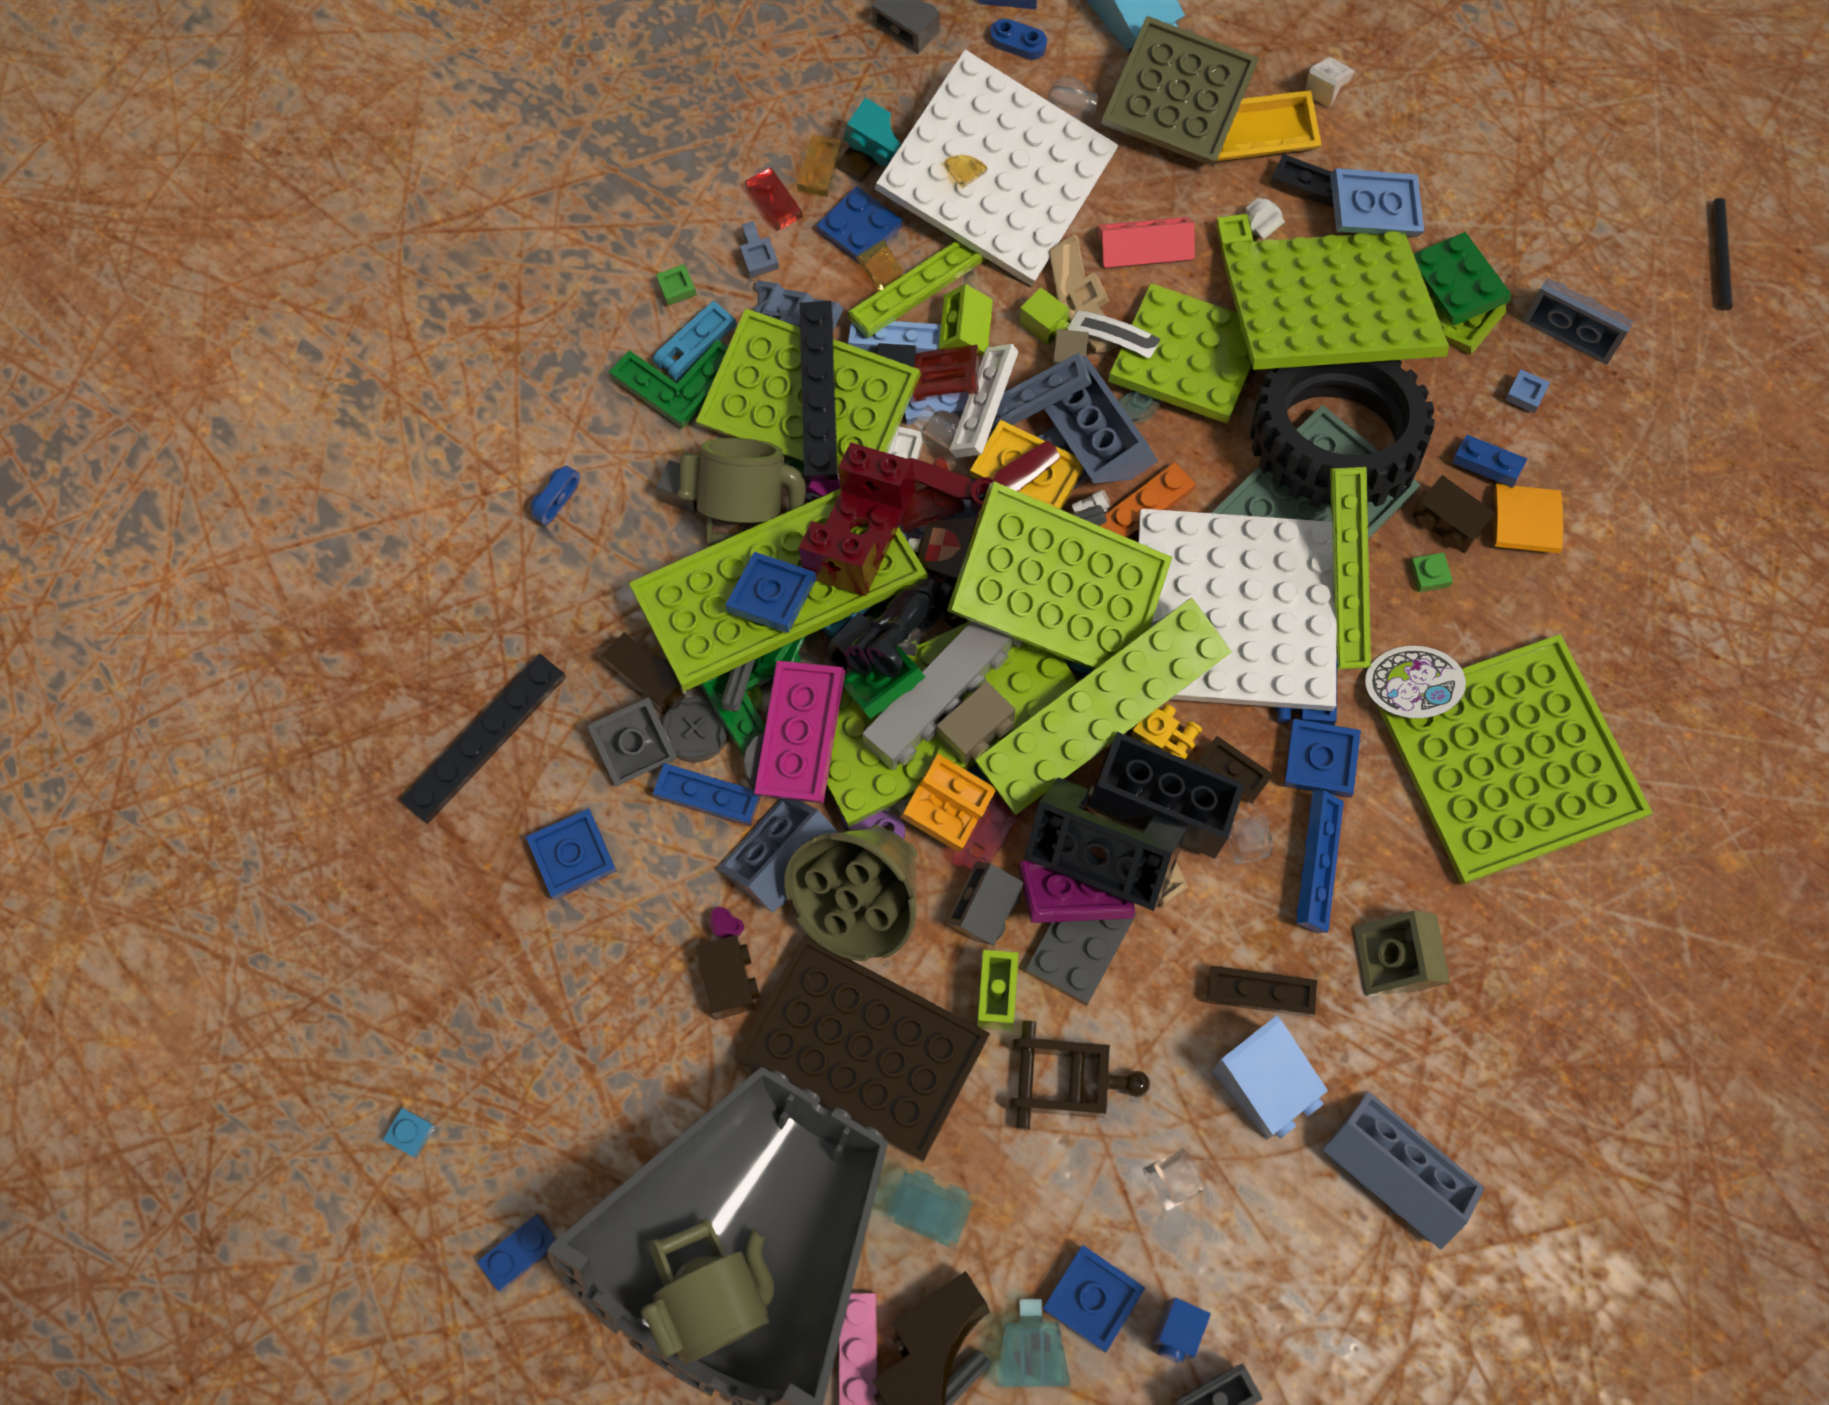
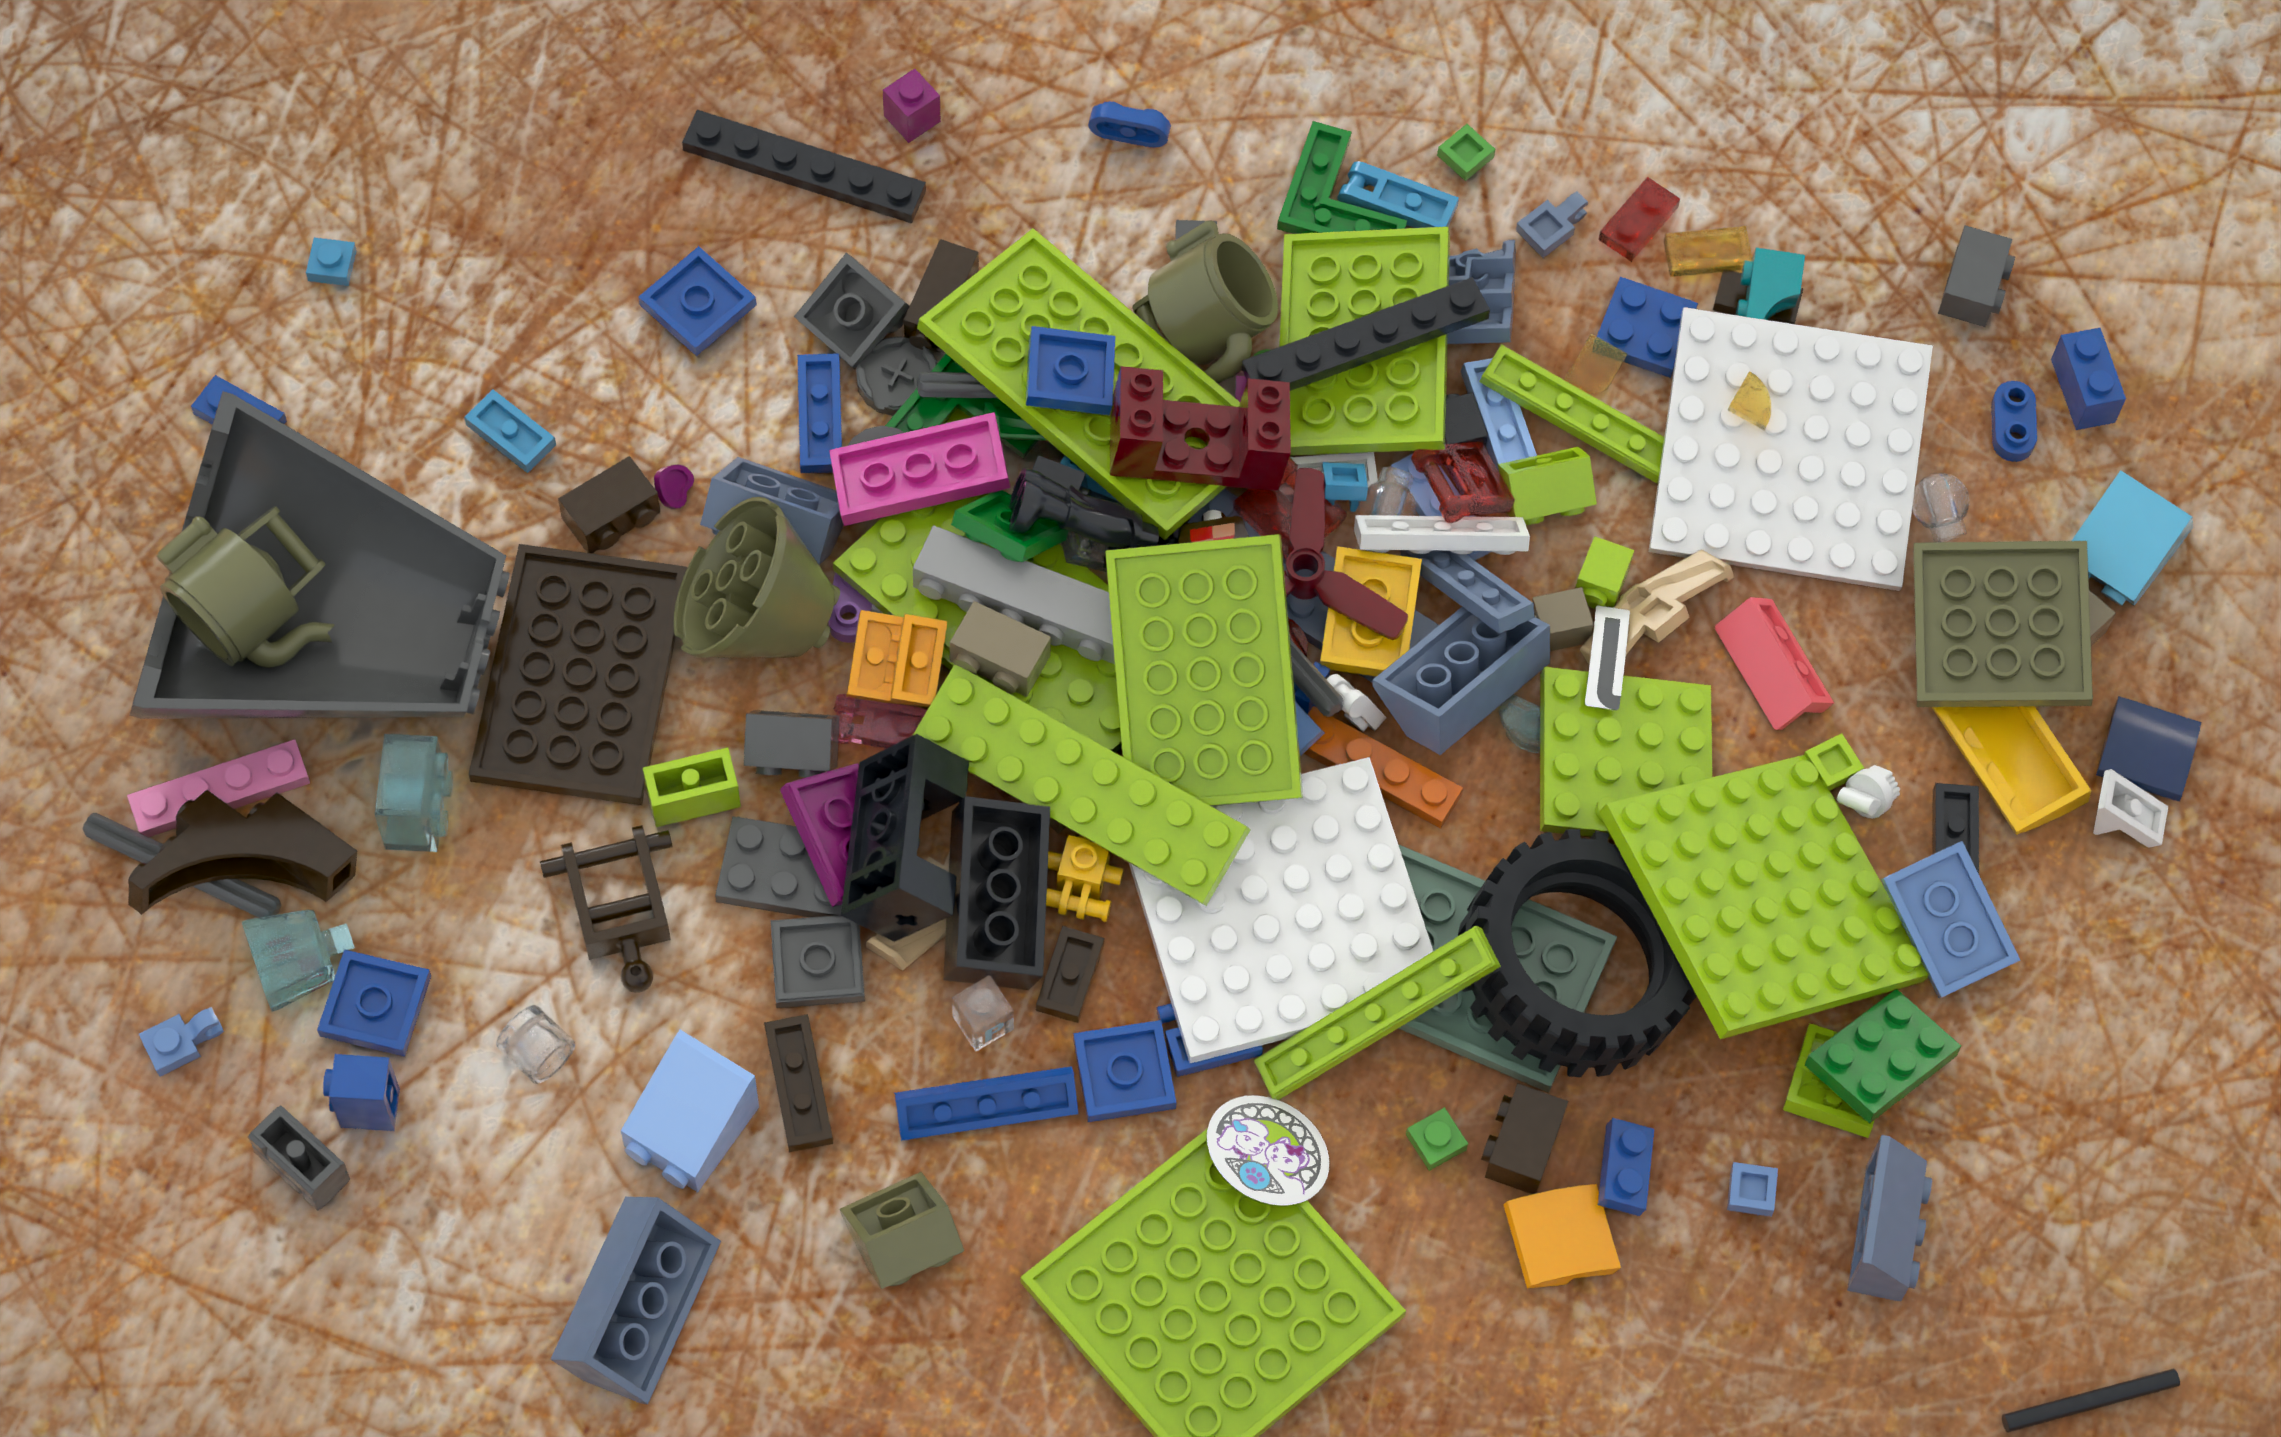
camera: 65 degrees right, 5 degrees down
(471, 640) = (911, 105): none -> magenta brick
(627, 1035) = (510, 431): none -> dark azure plate
(919, 446) = (1345, 482): none -> dark azure tile
(1166, 946) = (817, 961): none -> dark grey plate
(1286, 51) = (2150, 747): none -> dark blue slope

